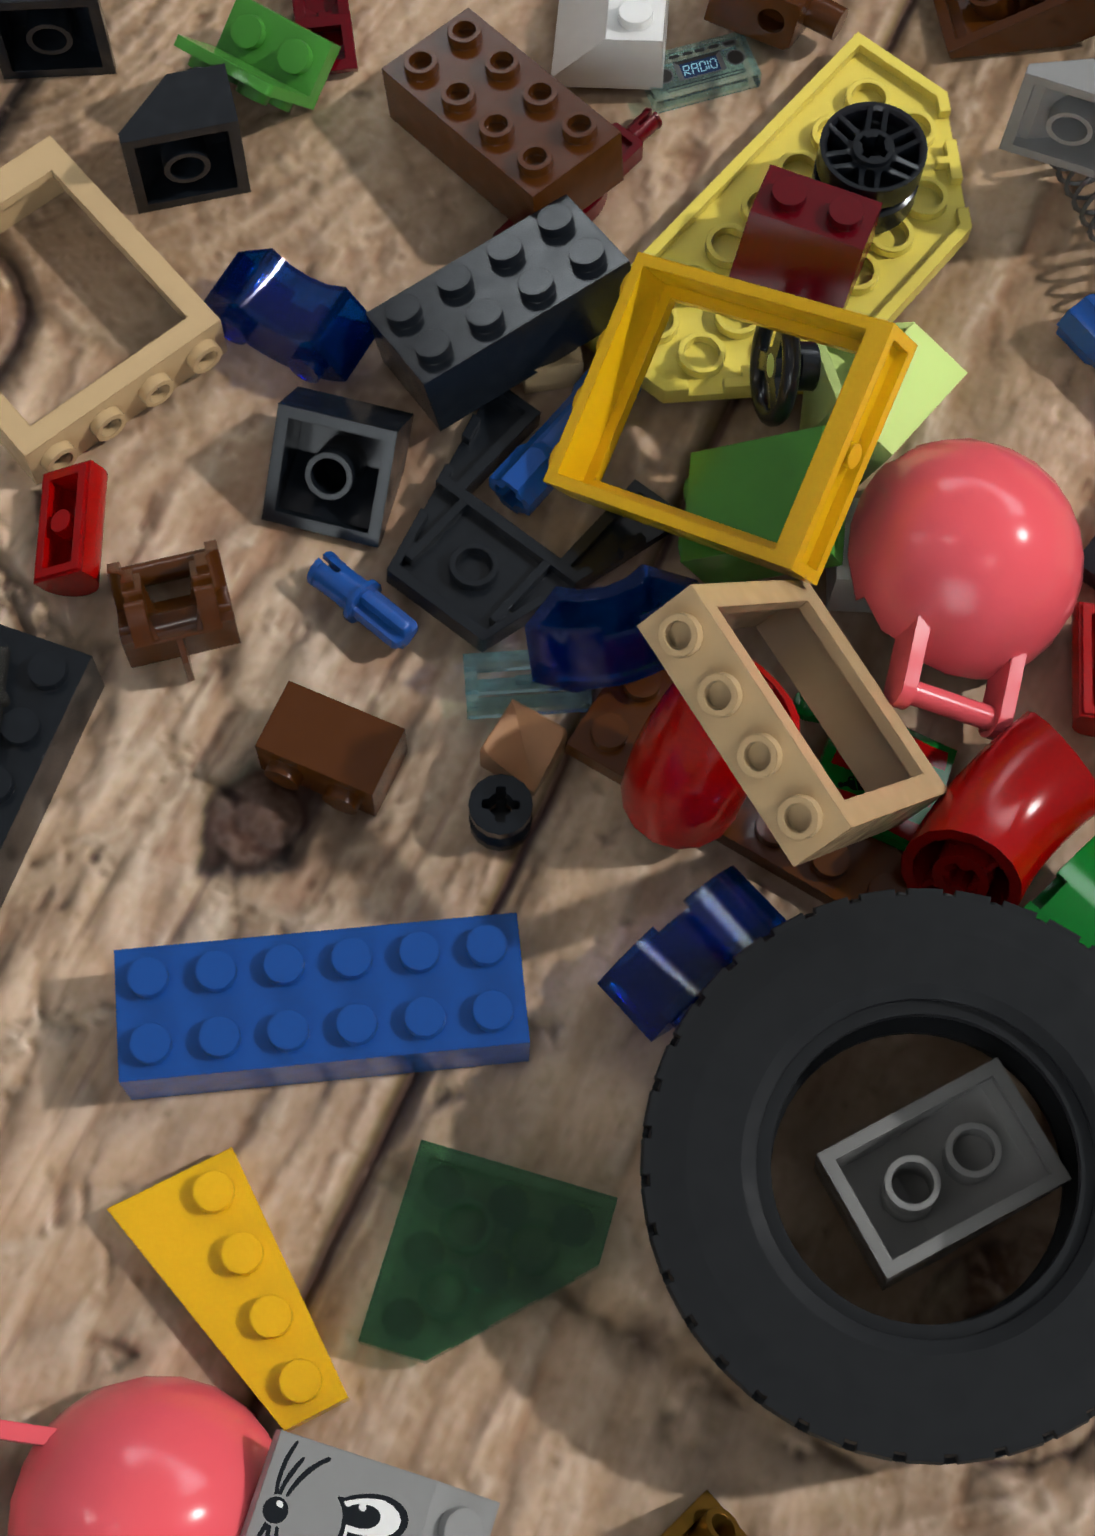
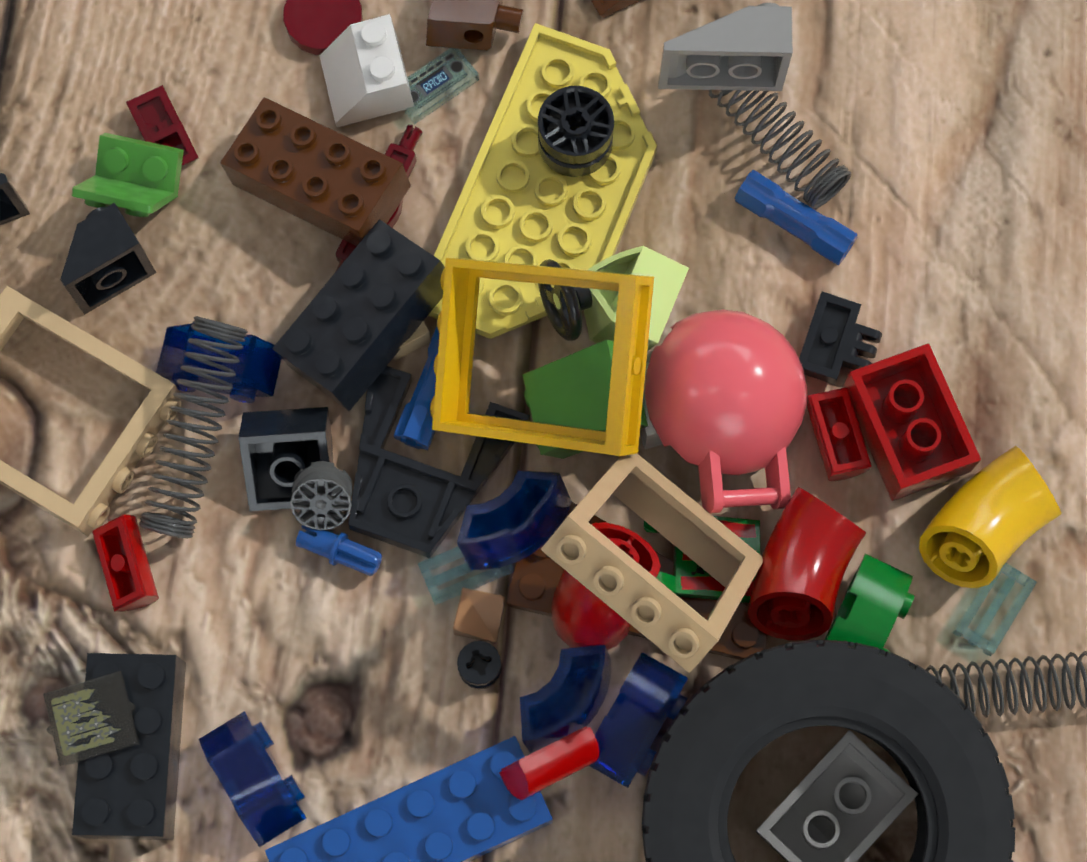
camera: 15 degrees left, 5 degrees up
(136, 857) = (252, 778): none -> clear blue brick
(175, 625) = (222, 605): reddish brown piece -> none
(307, 264) = (170, 525): none -> dark grey piece
(331, 750) = (354, 661): reddish brown brick -> none
(364, 521) = (321, 496): none -> dark grey wheel
(554, 960) = (551, 763): none -> red brick
(607, 894) = (568, 699): none -> clear blue brick
(806, 238) = (550, 206): dark red slope -> none

